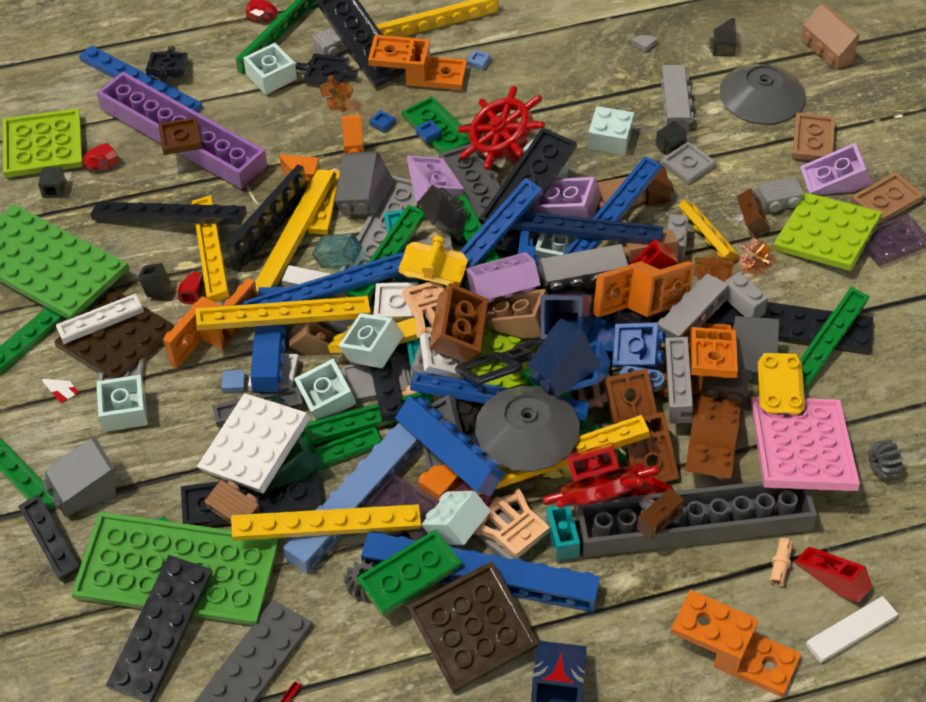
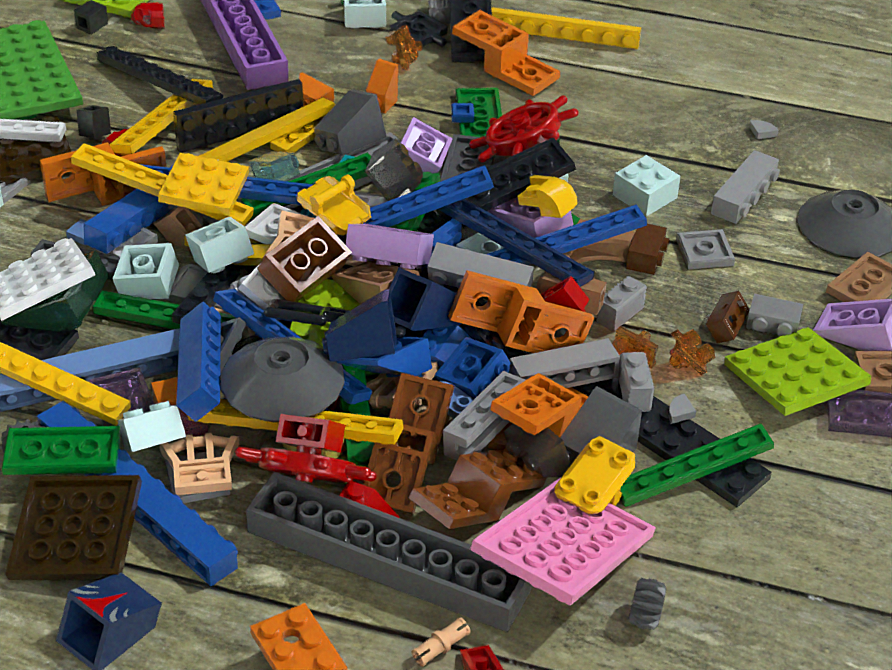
camera: 30 degrees right, 10 degrees down
(180, 136) = (223, 19): reddish brown tile -> none
(318, 296) = (203, 184): none -> yellow plate
(348, 447) = (116, 329): green tile -> none
(382, 121) = (431, 90): blue tile -> none
(478, 60) = (575, 78): medium blue tile -> none
(562, 533) = (239, 493): teal brick -> none
(580, 177) = (550, 194): none -> yellow brick
(659, 512) = (339, 518): reddish brown piece -> none
(671, 137) = (704, 216): pearl dark grey brick -> none
(704, 226) = (664, 311): yellow plate -> none
(724, 39) = (851, 158): clear smoke slope -> none
(786, 301) = (681, 409): none -> light grey tile

